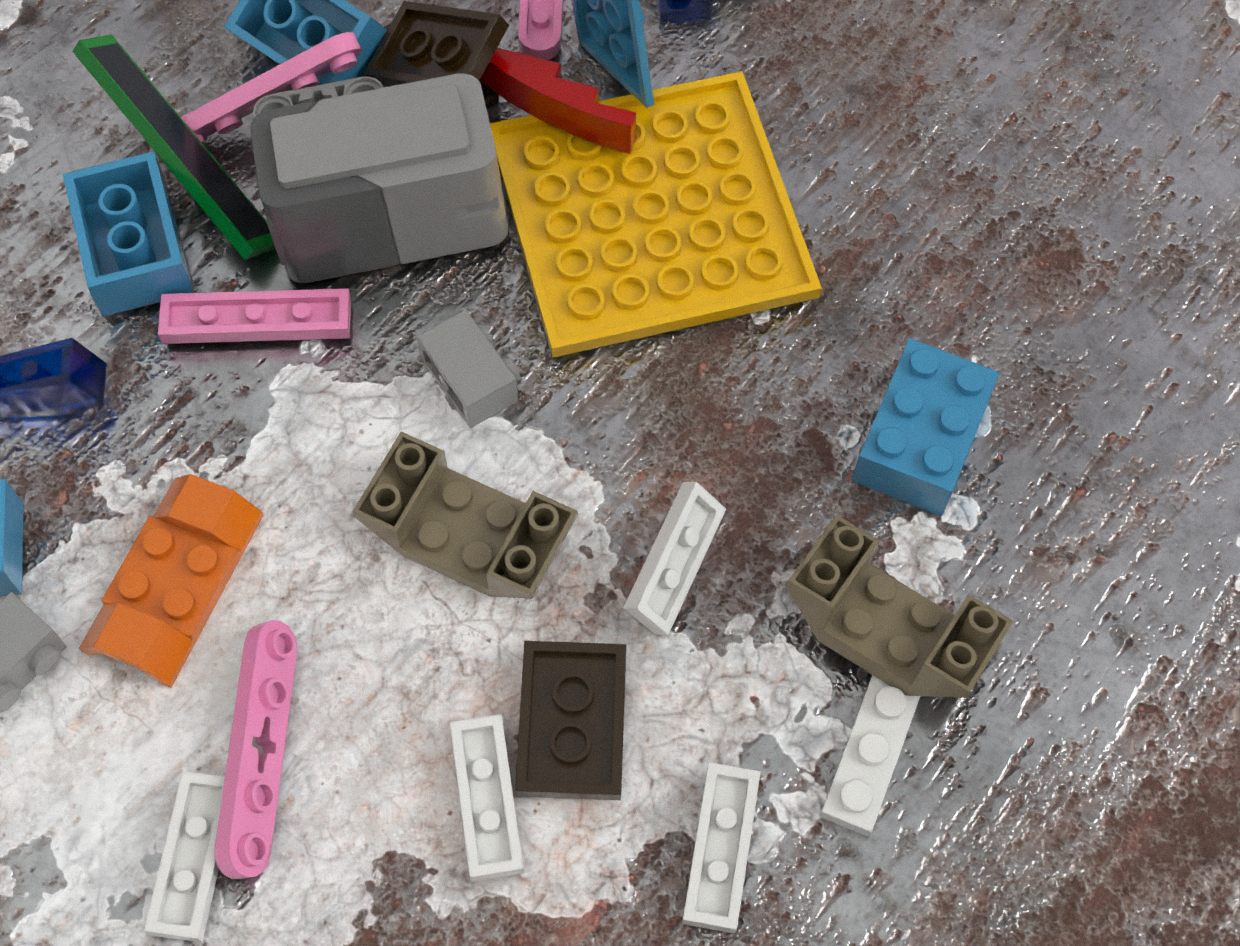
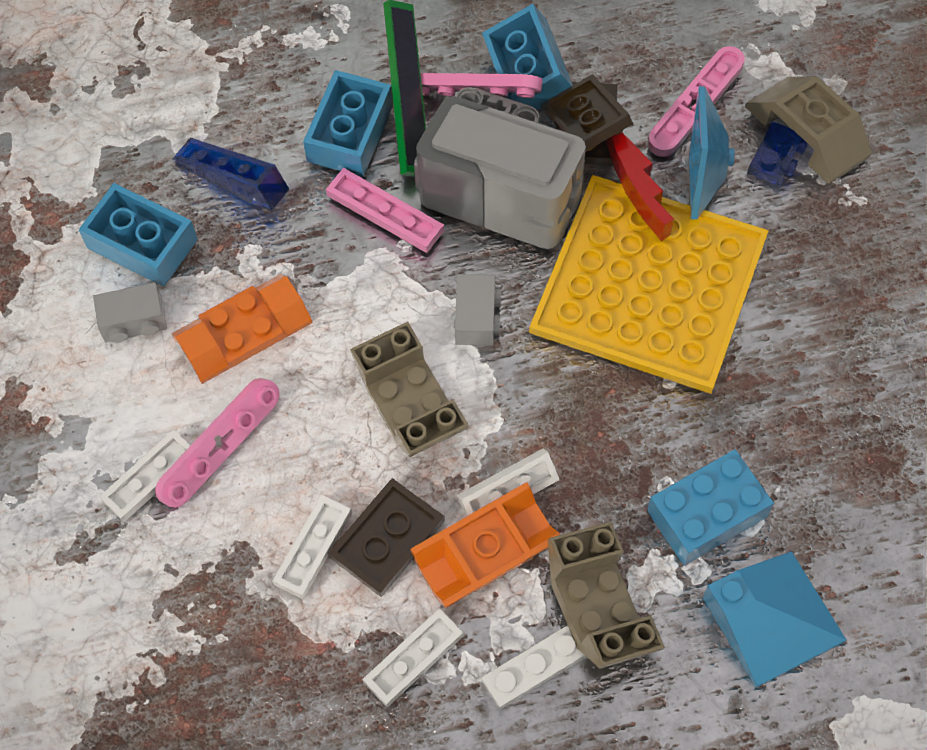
camera: 40 degrees right, 0 degrees up
(703, 651) = (483, 546): none -> orange piece
(1086, 510) = (772, 617): none -> dark azure slope

